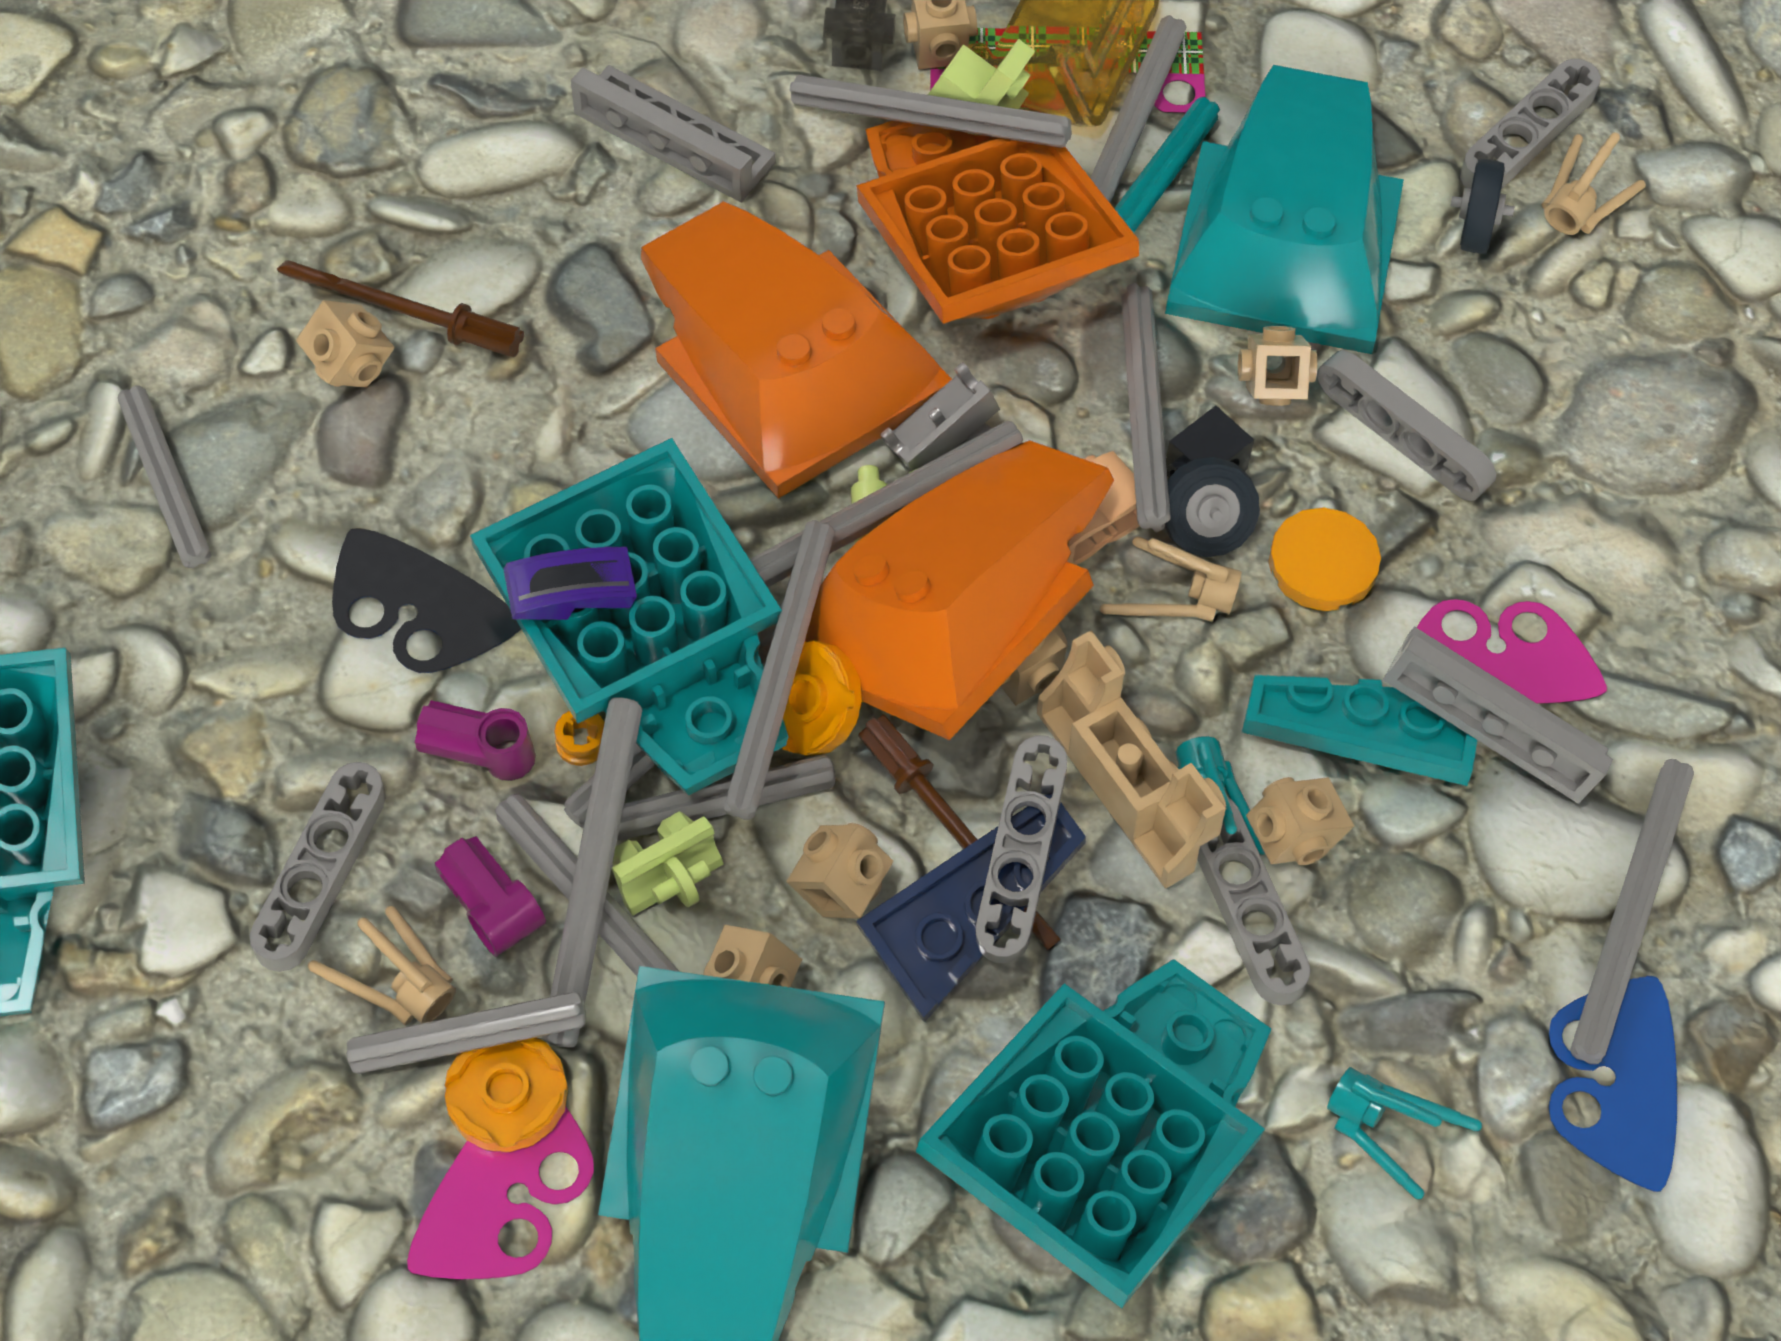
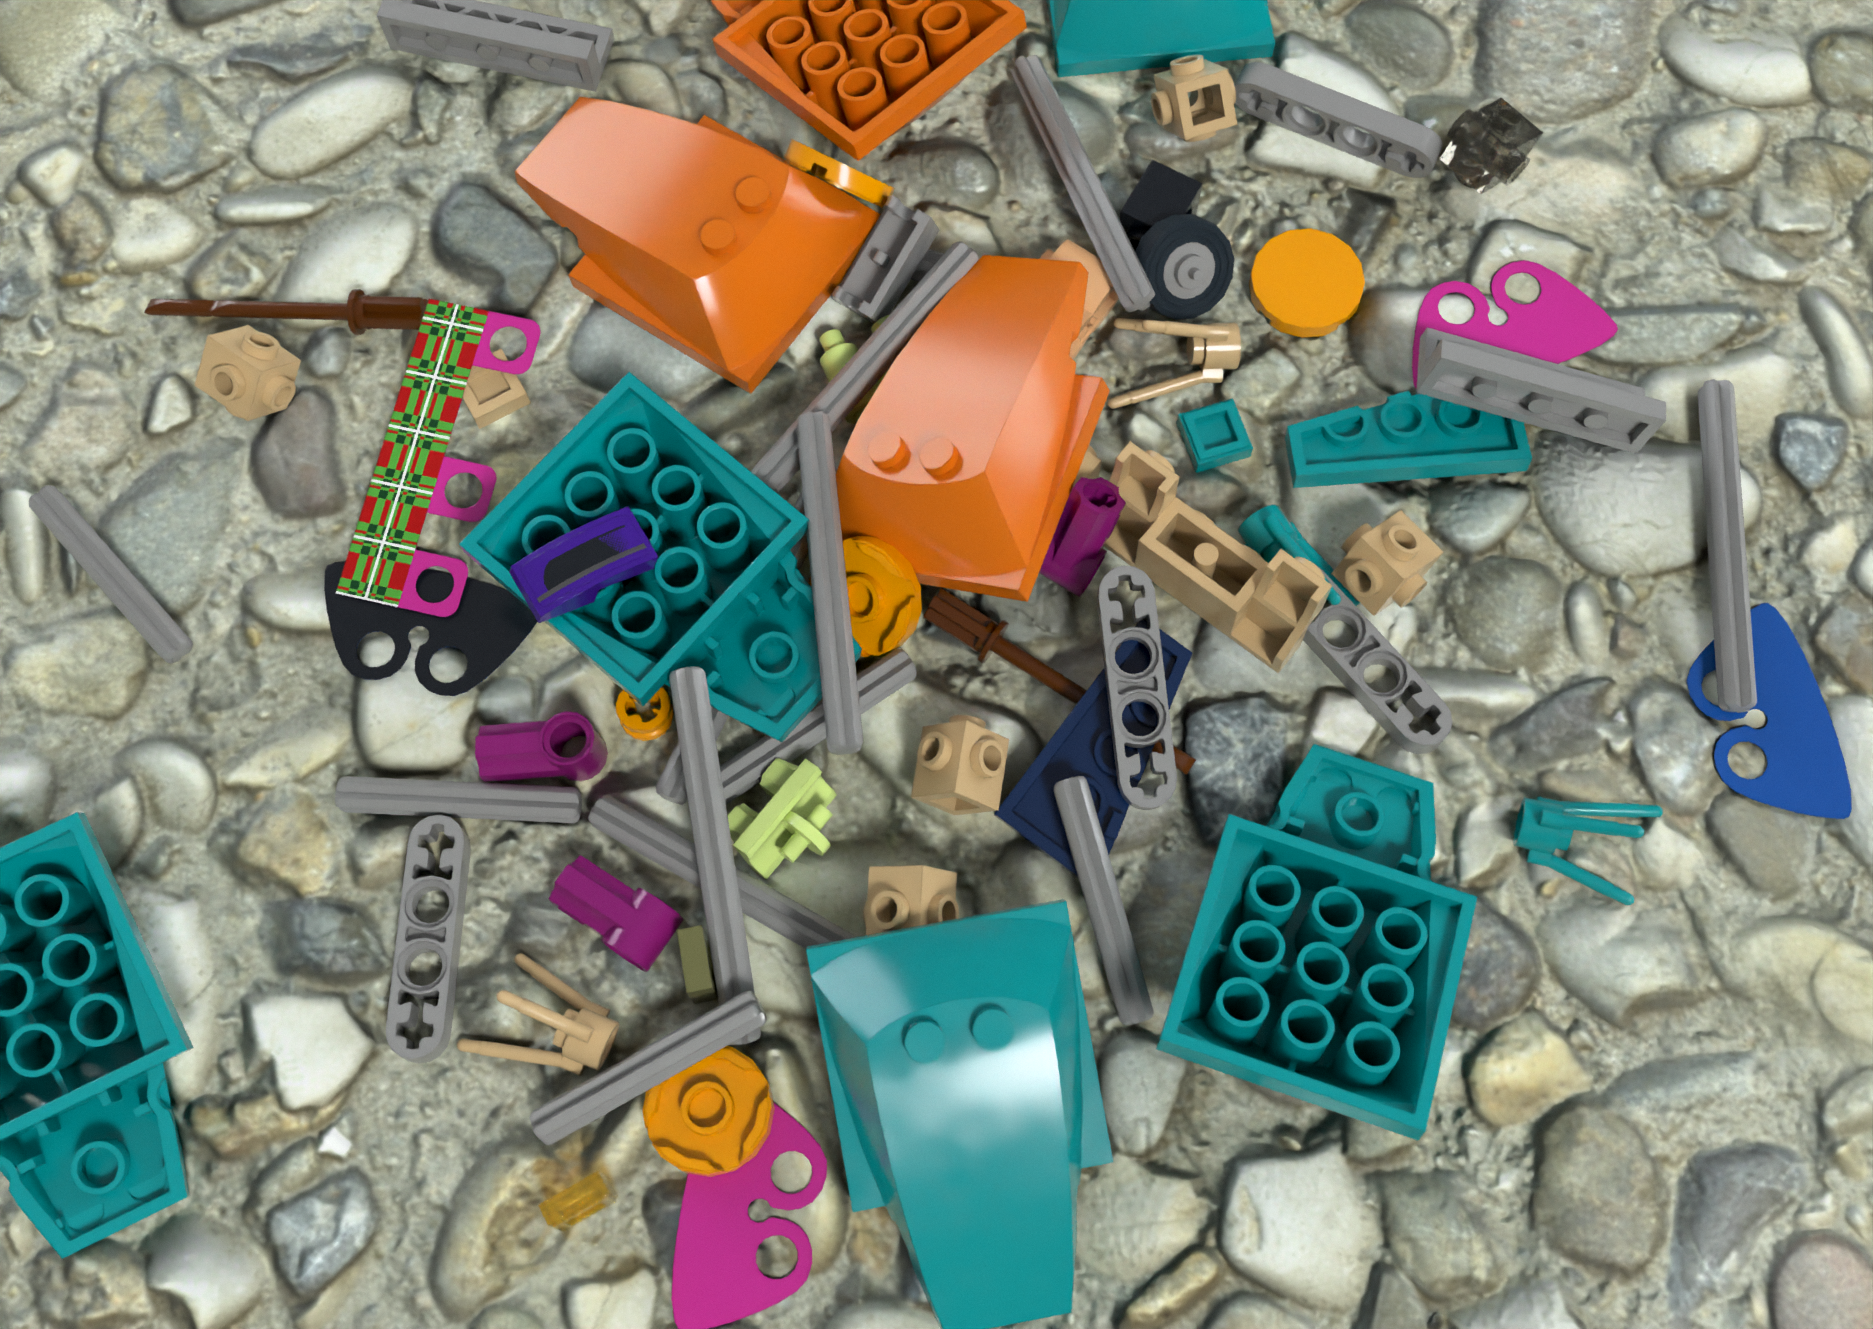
camera: 15 degrees left, 10 degrees up
(362, 1125) = (579, 1201): none -> clear yellow tile
(390, 758) = (458, 799): none -> light grey axle
(460, 460) = (413, 463): none -> piece
(542, 960) = (697, 964): none -> olive tile
(550, 424) = (493, 393): none -> tan tile
(925, 331) = (838, 173): none -> light orange tile
(925, 1023) = (1103, 900): none -> light grey axle
(1022, 704) = (1082, 533): none -> magenta piece
(1187, 665) = (1214, 435): none -> teal tile
(1540, 489) = (1490, 146): none -> clear smoke brick

